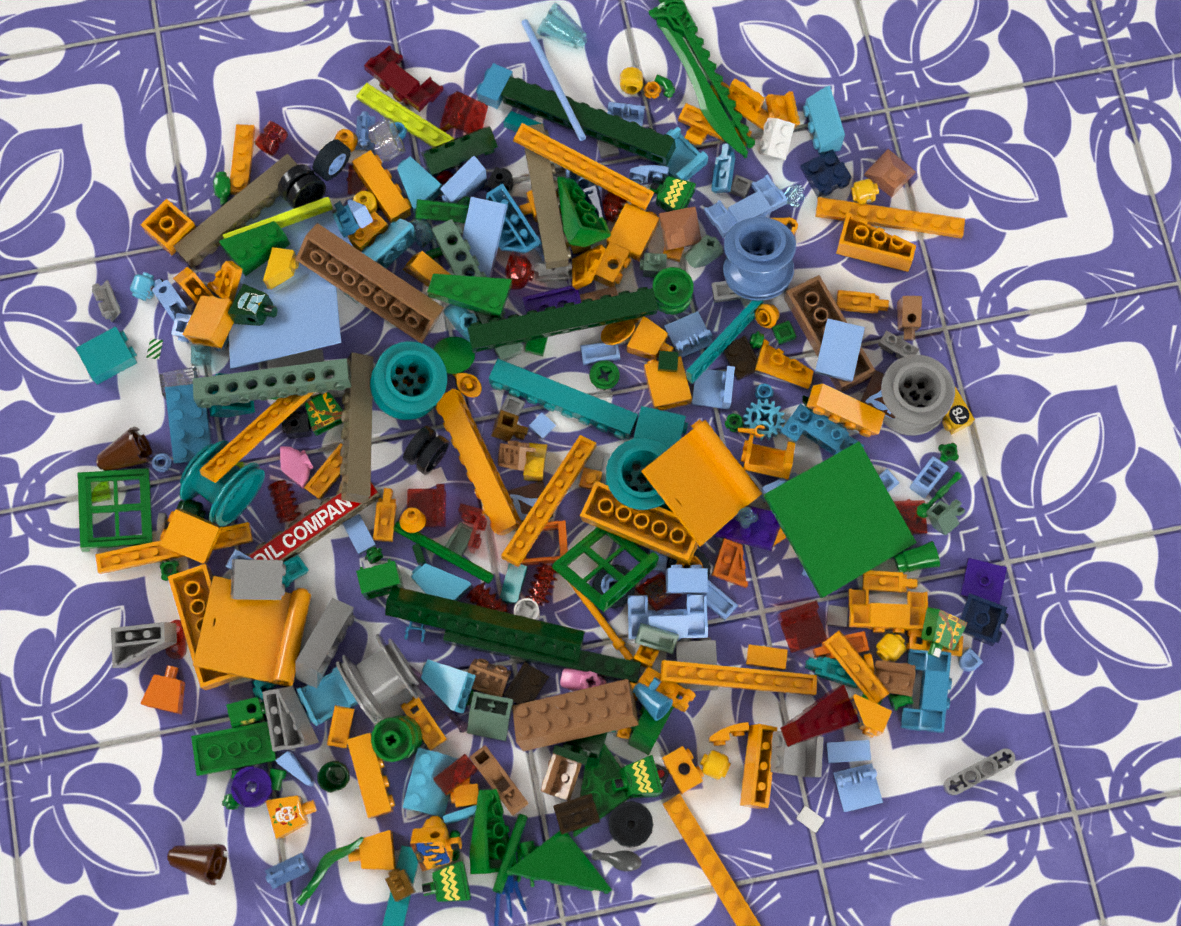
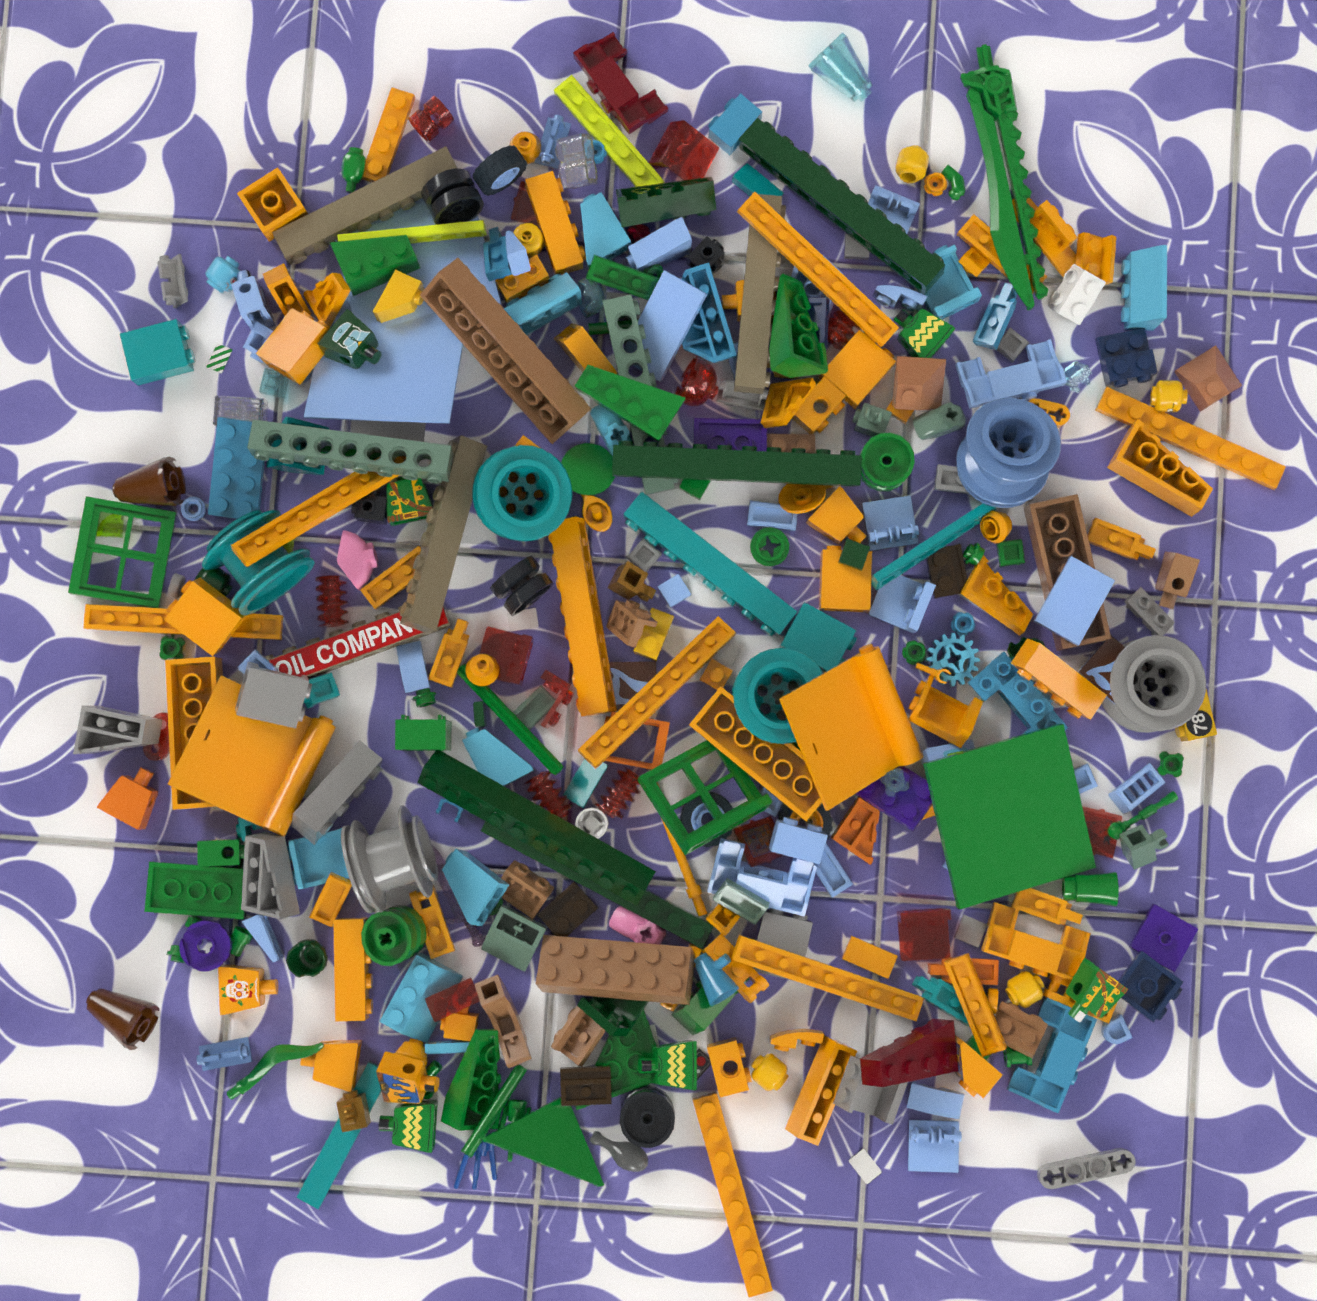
camera: 15 degrees right, 10 degrees up
(553, 80) = (811, 139): light blue piece -> none

